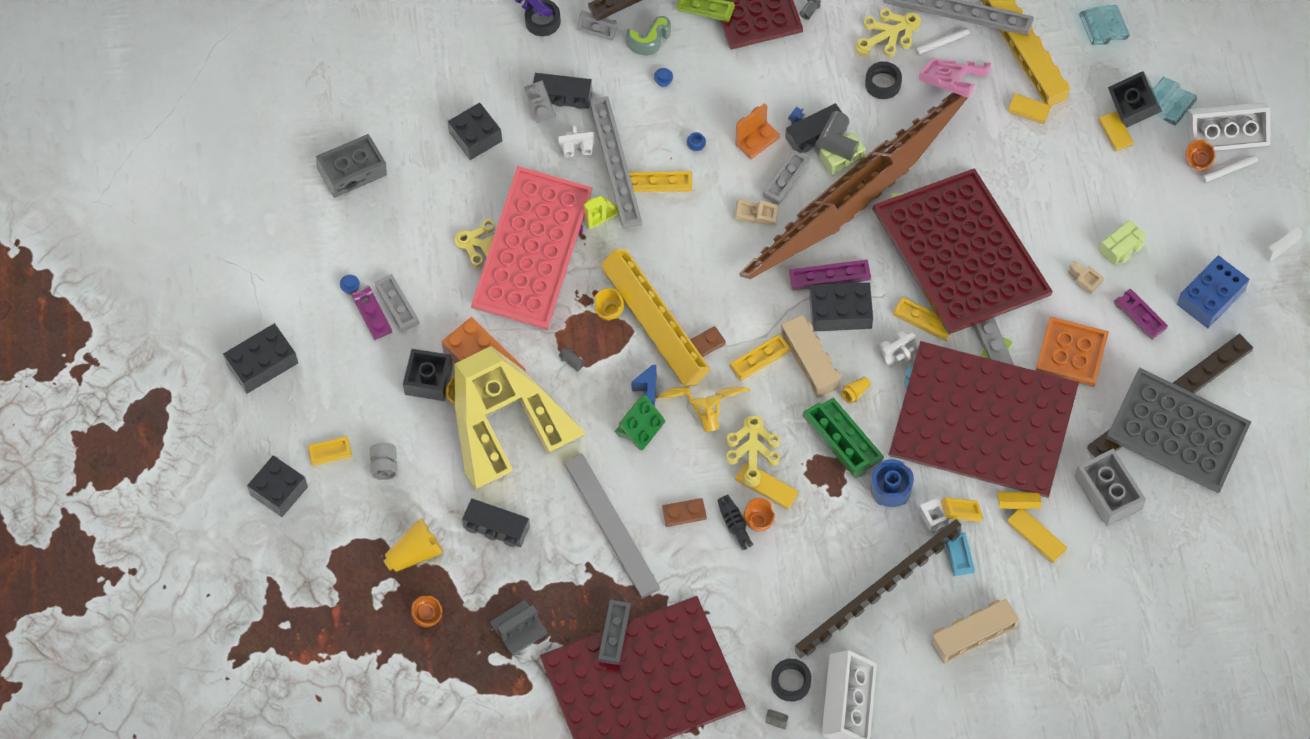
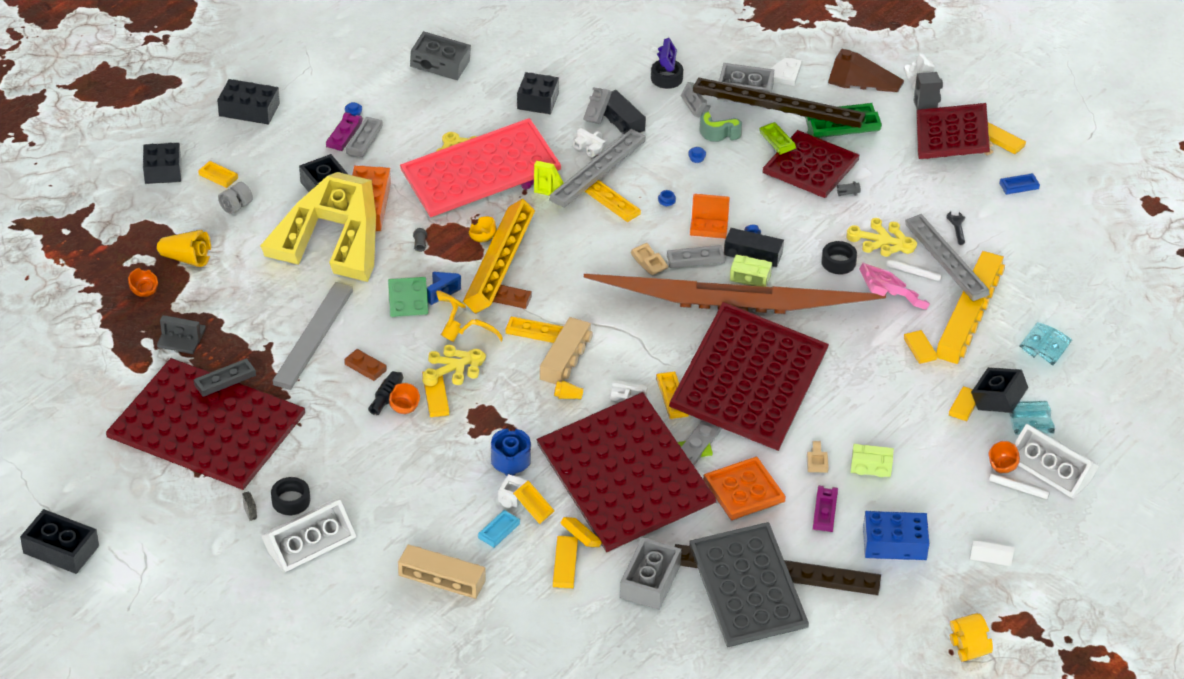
camera: 45 degrees right, 20 degrees down
(495, 523) = (248, 277): black brick -> none
(830, 274) = (645, 323): magenta plate -> none
(832, 137) = (752, 251): dark grey brick -> none
(841, 306) = (624, 342): black brick -> none
(843, 437) = (518, 401): green brick -> none
(872, 594) = (416, 495): dark brown plate -> none

